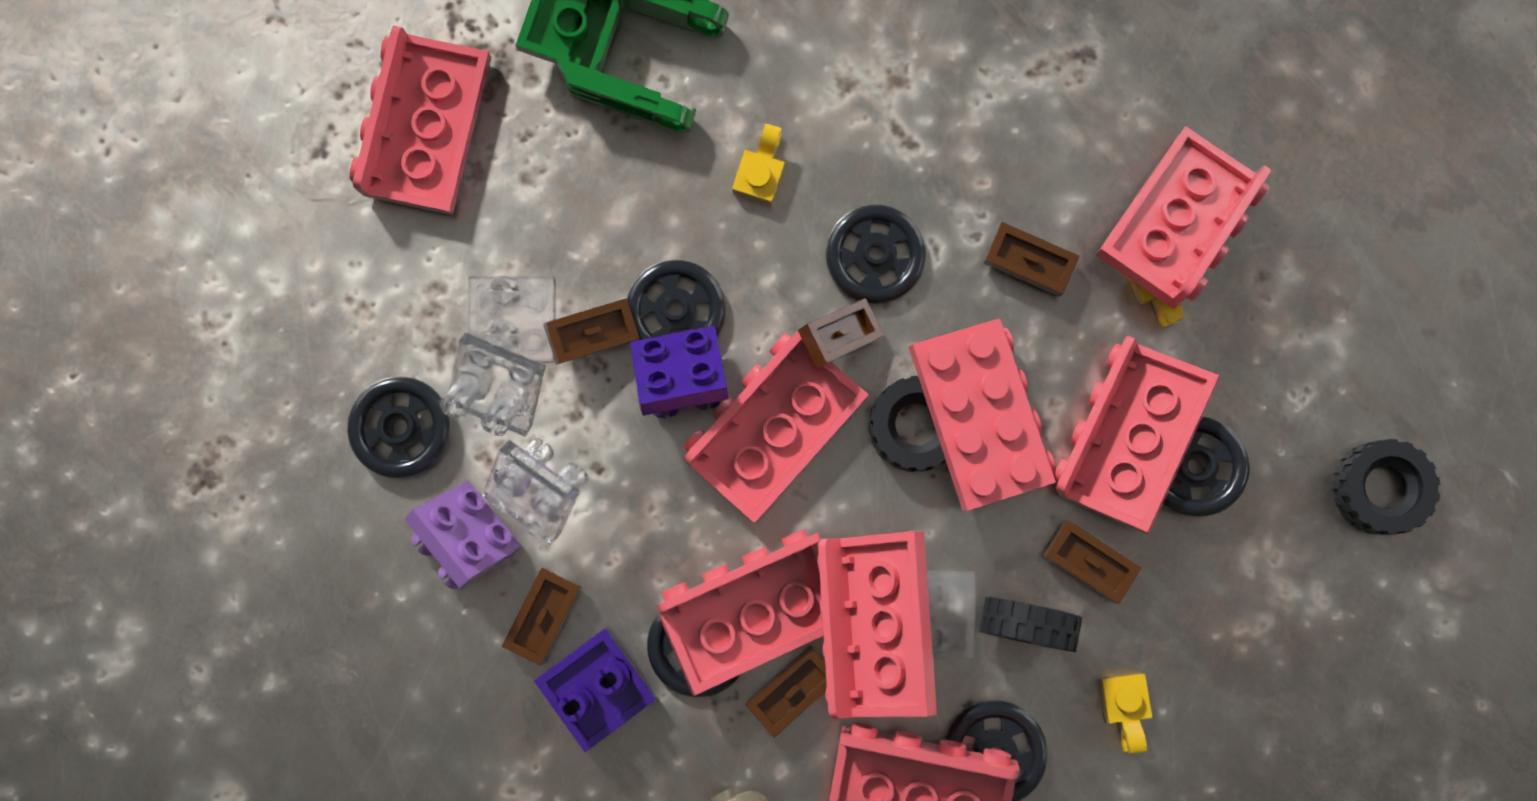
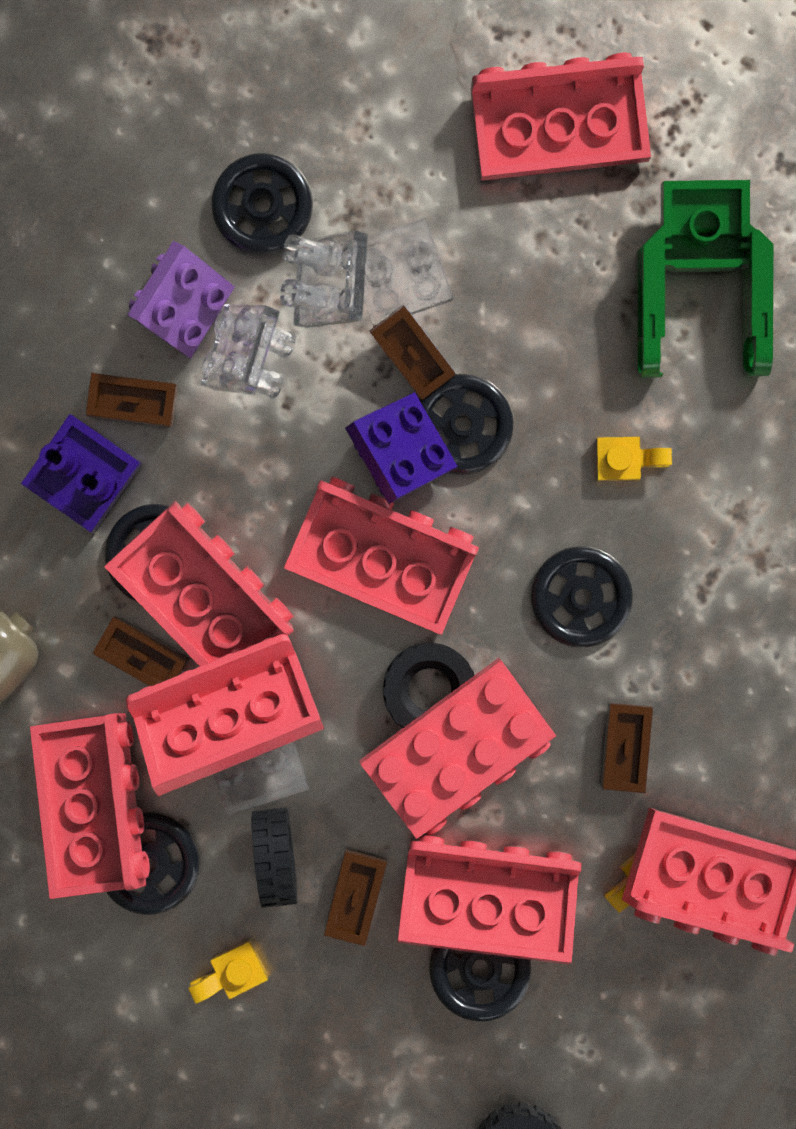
camera: 75 degrees right, 5 degrees up
(840, 332) = (491, 589): plate -> none

